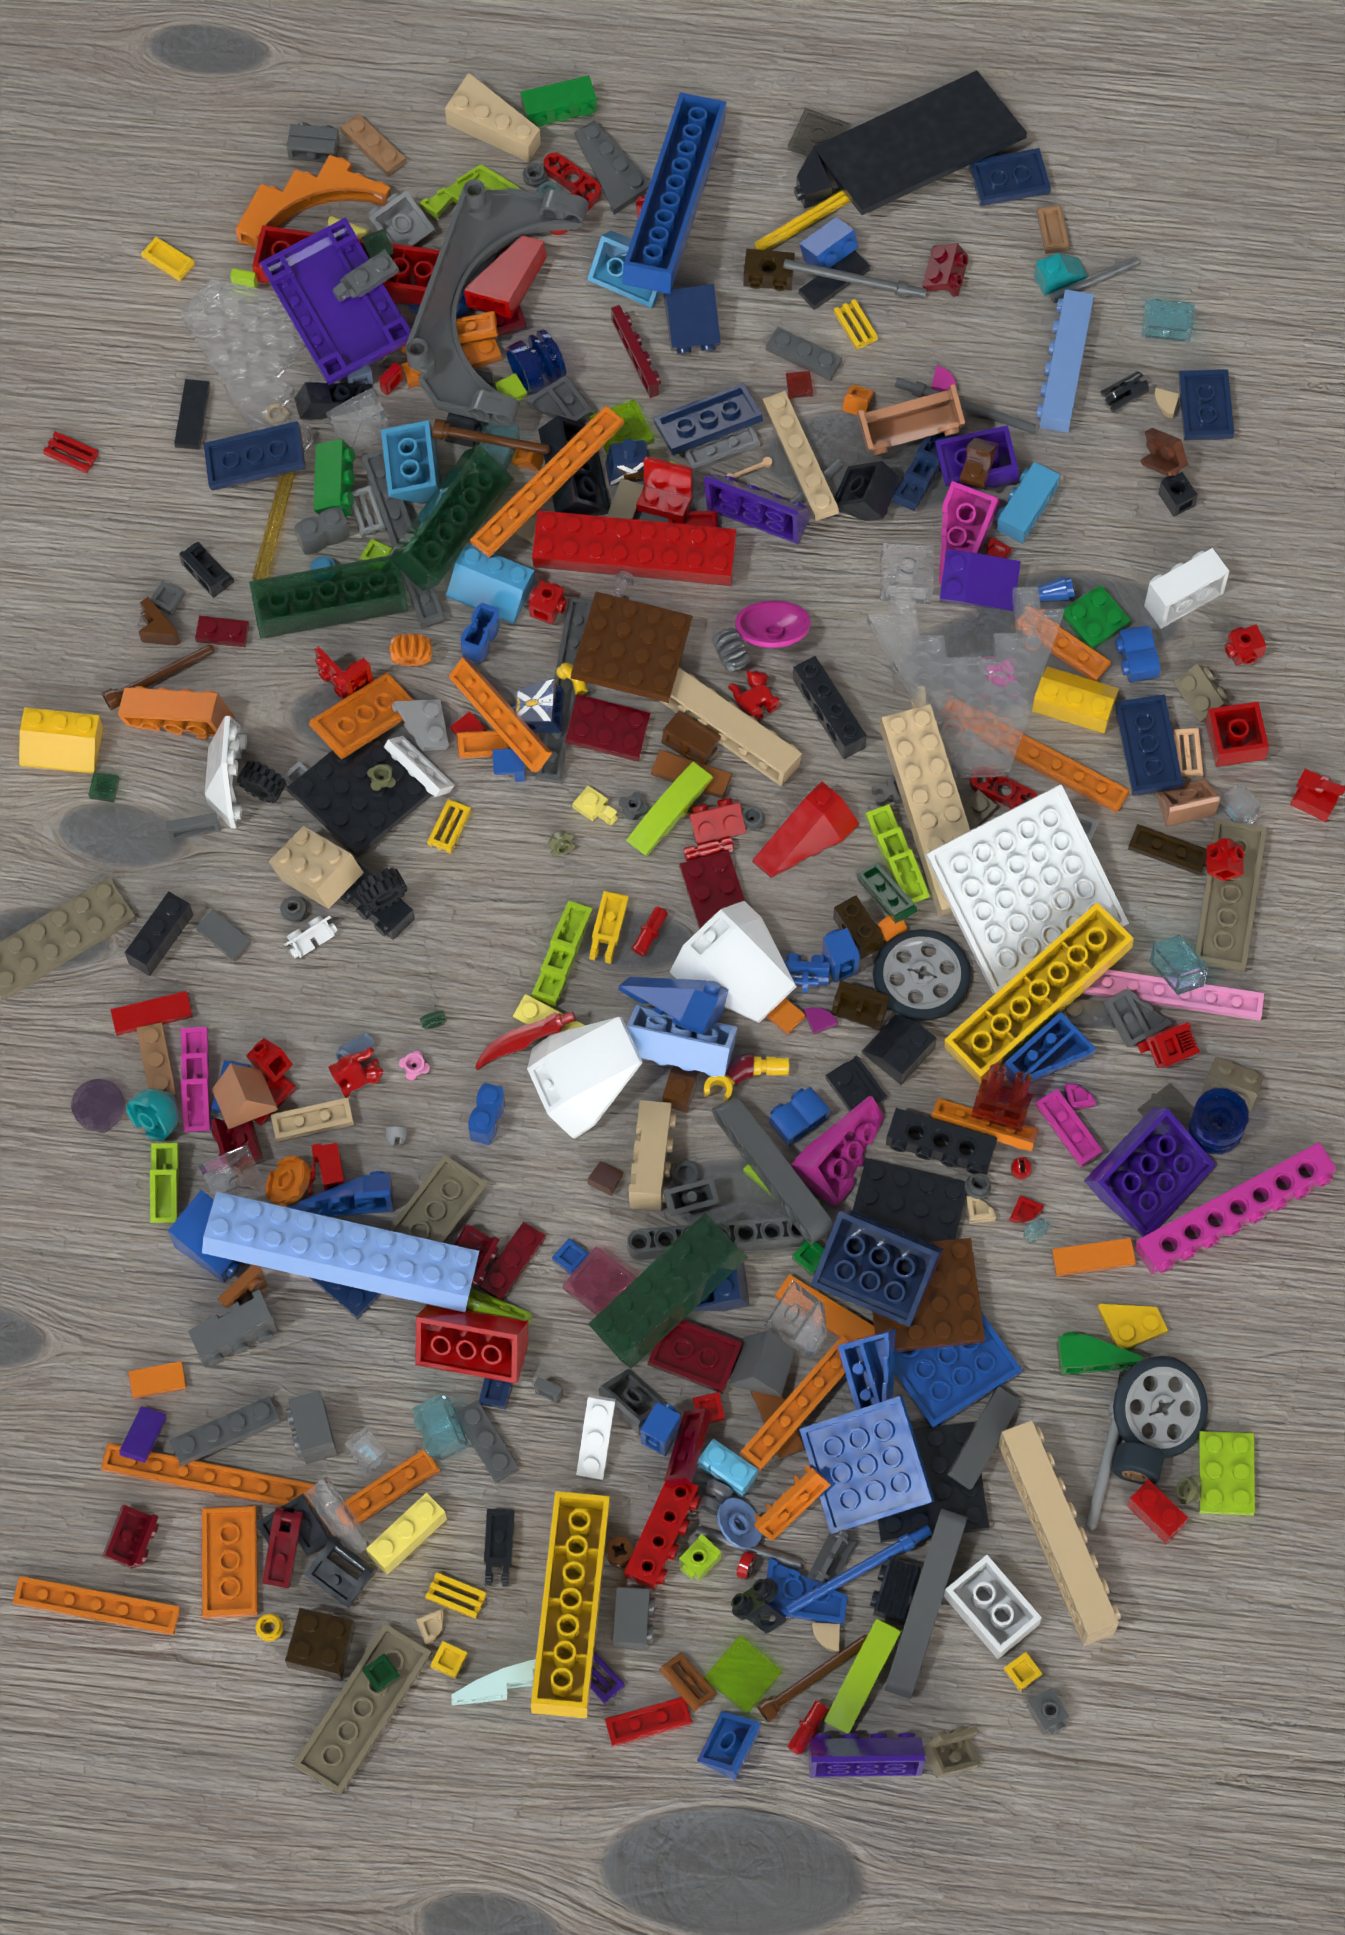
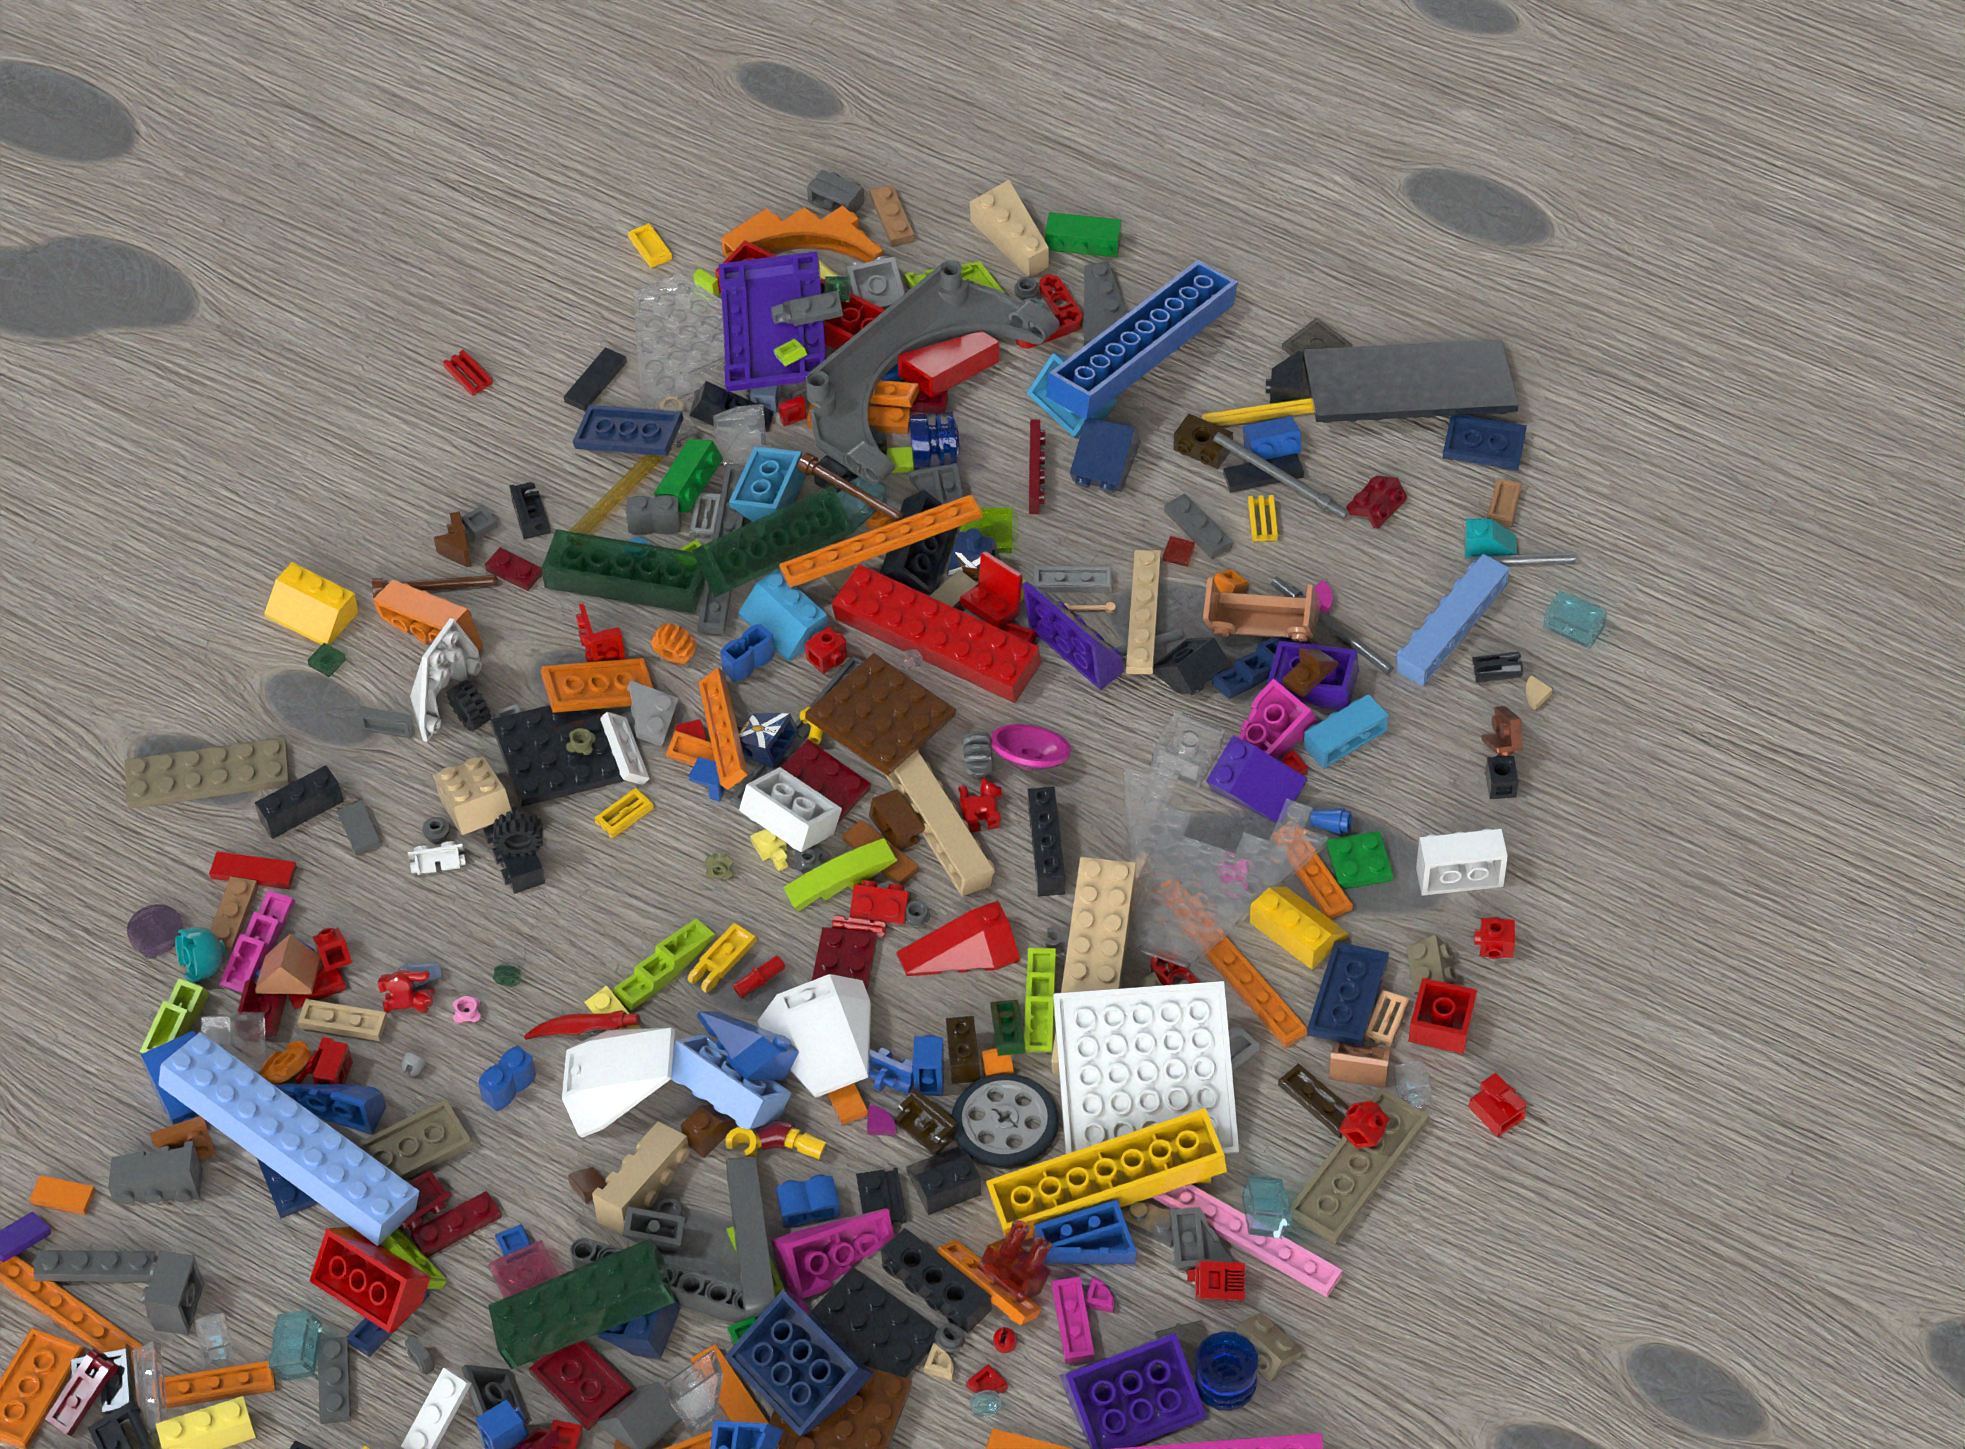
camera: 25 degrees right, 15 degrees down
(371, 327) = (790, 352): none -> lime tile
(599, 767) = (790, 809): none -> white brick
(708, 419) = (1071, 548): dark blue plate -> none
(1138, 654) = (1383, 907): blue brick -> none
(1206, 404) = (1574, 708): dark blue plate -> none

